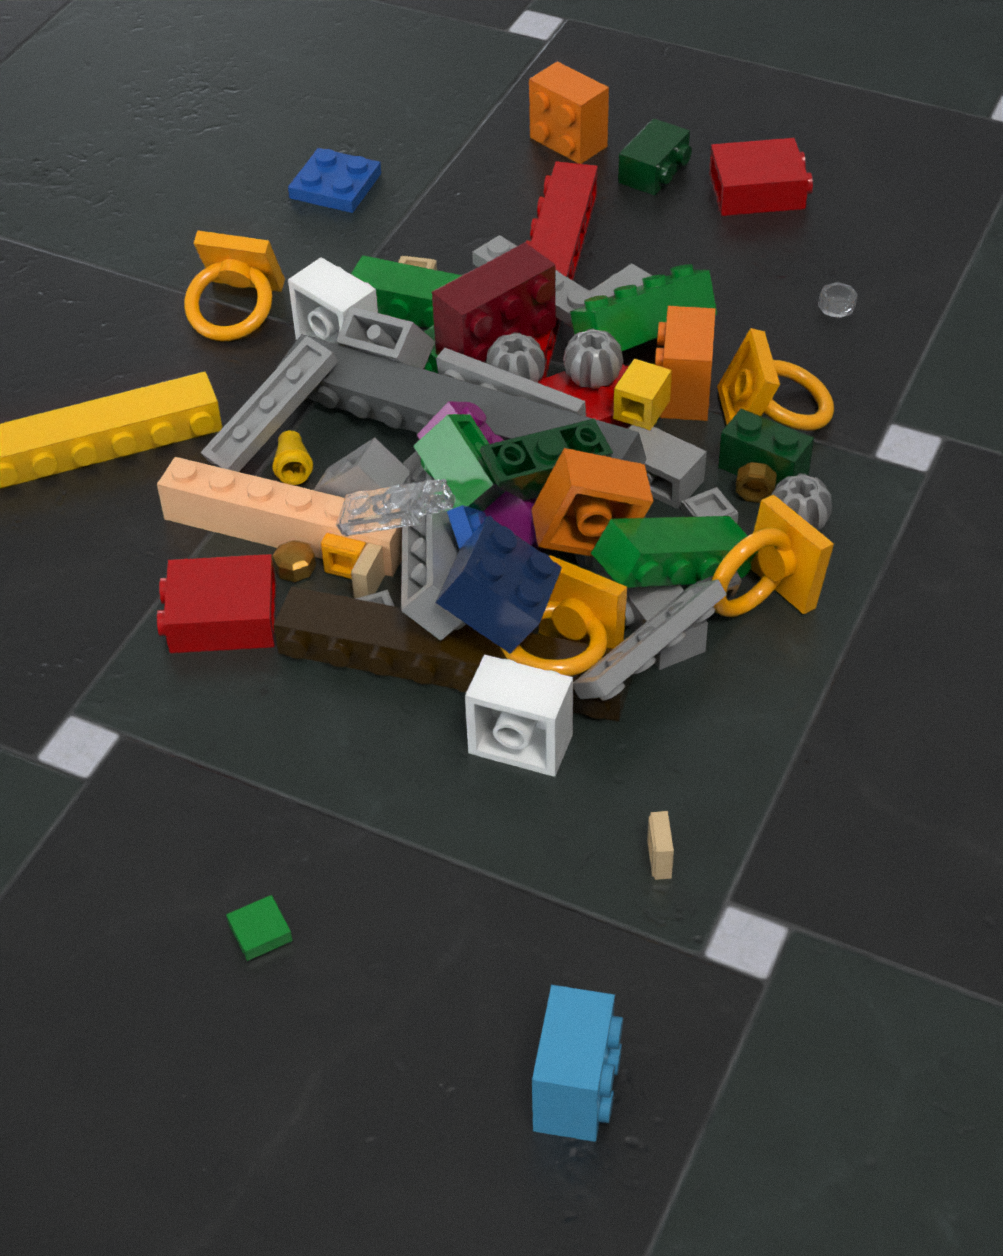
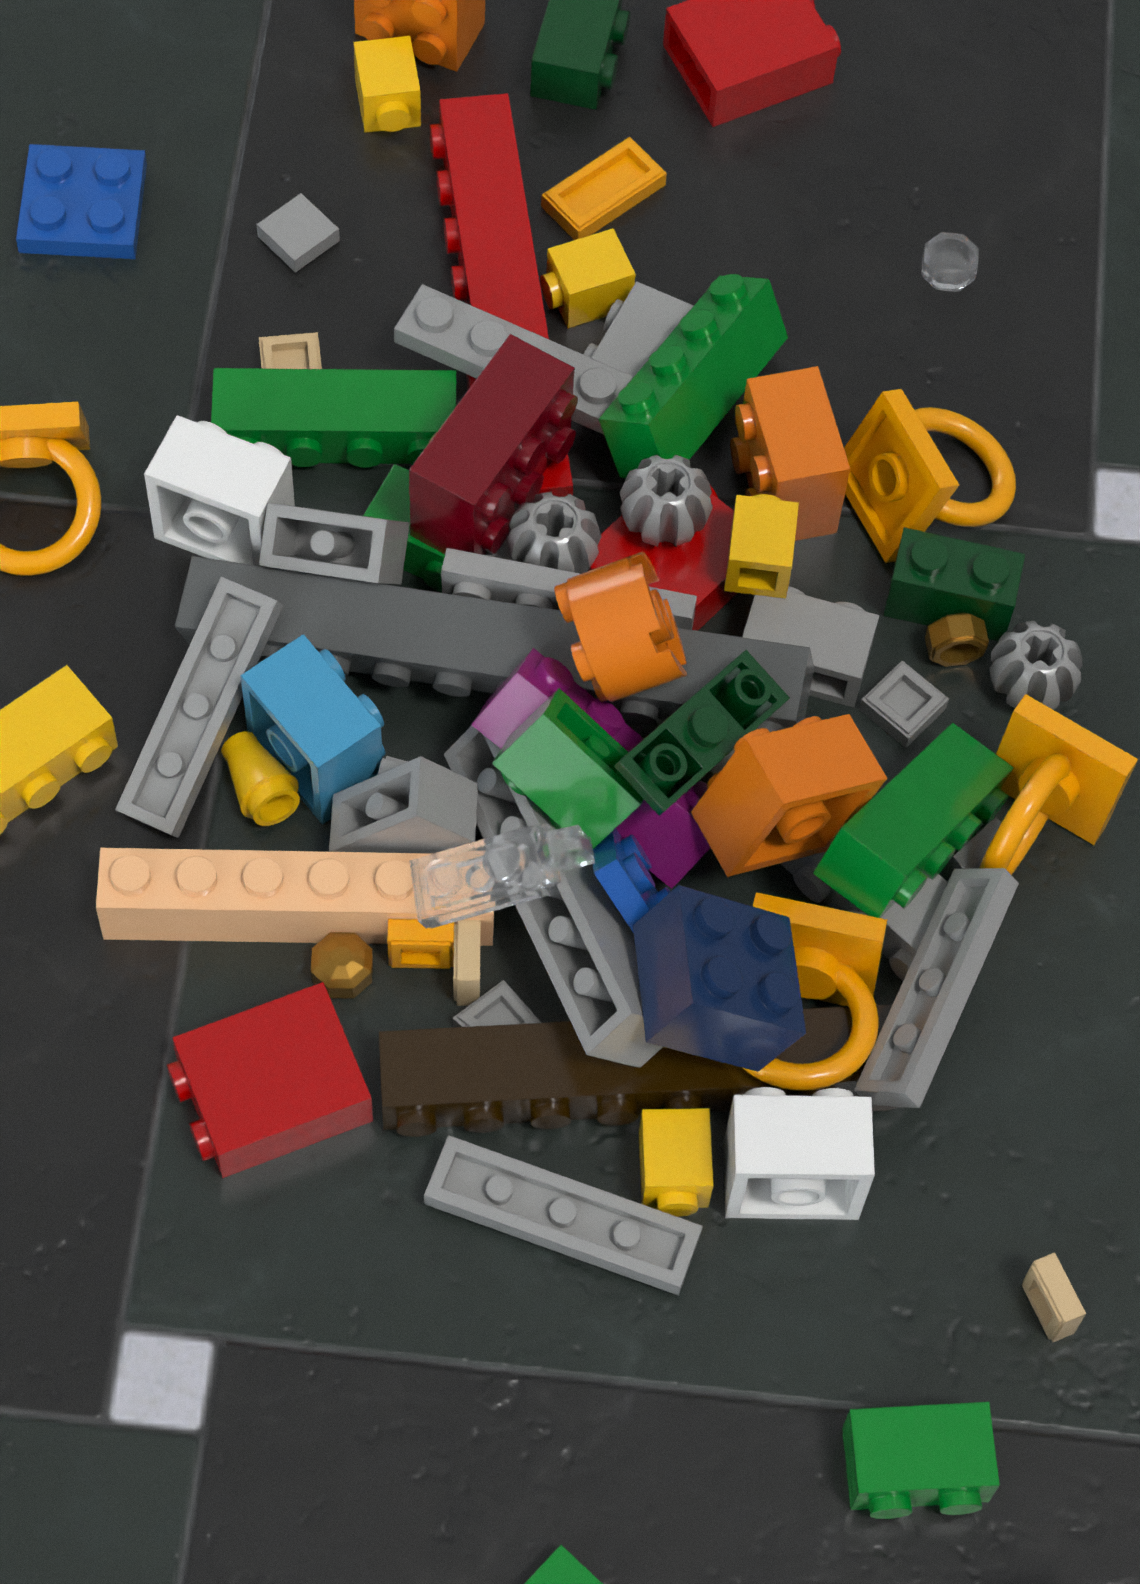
camera: 25 degrees left, 15 degrees up
(328, 419) = (313, 722): none -> dark azure brick
(363, 719) = (563, 1215): none -> light grey plate
(442, 706) = (675, 1160): none -> yellow brick
(449, 215) = (298, 232): none -> light grey tile
(521, 391) = (623, 628): none -> orange brick
(528, 910) = (920, 1458): none -> green brick
(532, 156) = (387, 84): none -> yellow brick
(604, 258) = (587, 277): none -> yellow brick
(639, 229) = (603, 189): none -> light orange tile

